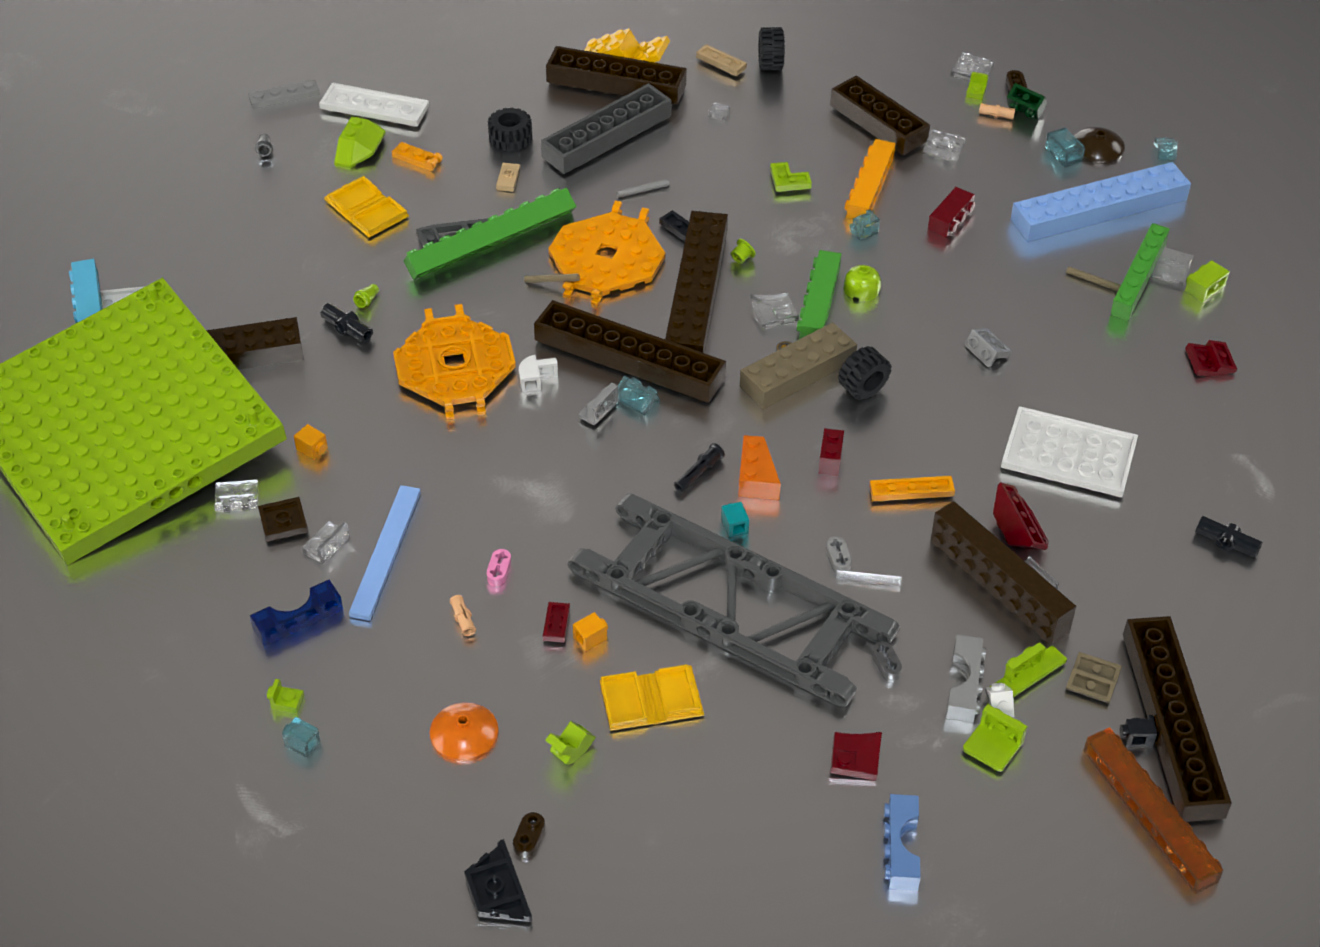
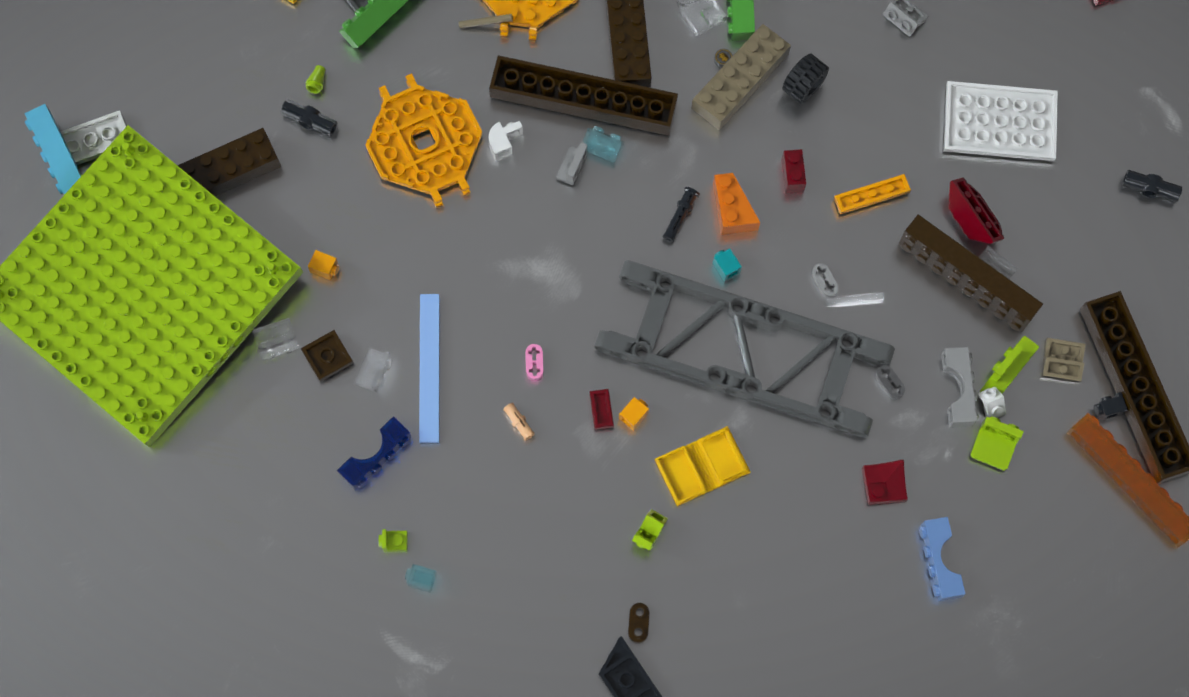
camera: 15 degrees left, 25 degrees up
(465, 740) = (558, 549): orange dish -> none

